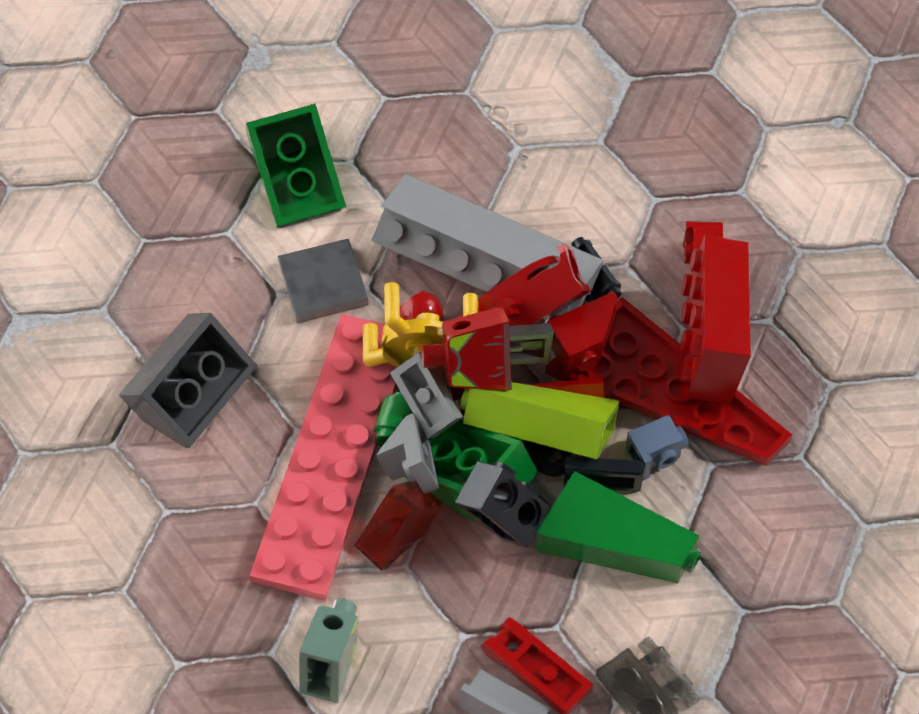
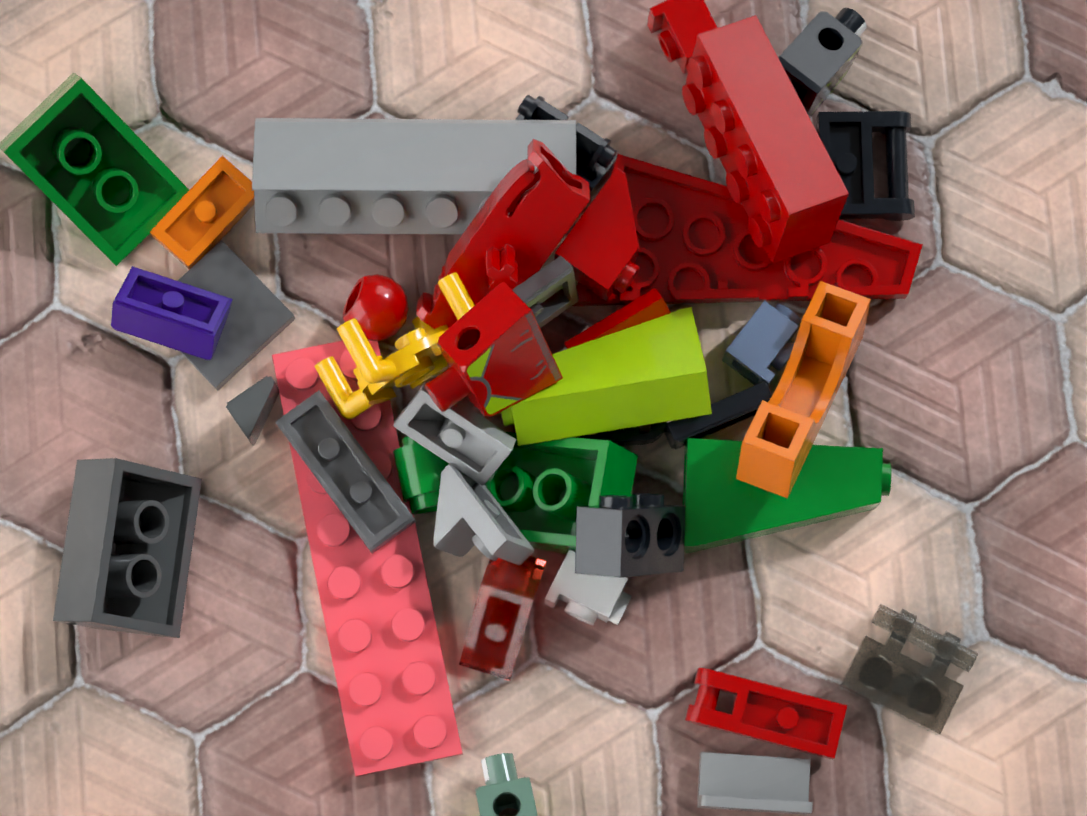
camera: 30 degrees left, 20 degrees up
(292, 261) = (170, 313): none -> dark purple slope
(313, 336) = (253, 407): none -> dark grey slope
(346, 219) = (205, 213): none -> orange plate
(347, 394) = (345, 471): none -> flat silver tile
(460, 536) = (588, 595): none -> white brick
(696, 459) = (794, 414): none -> orange arch
(768, 369) = (849, 145): none -> black plate
(779, 298) = (823, 55): none -> torso

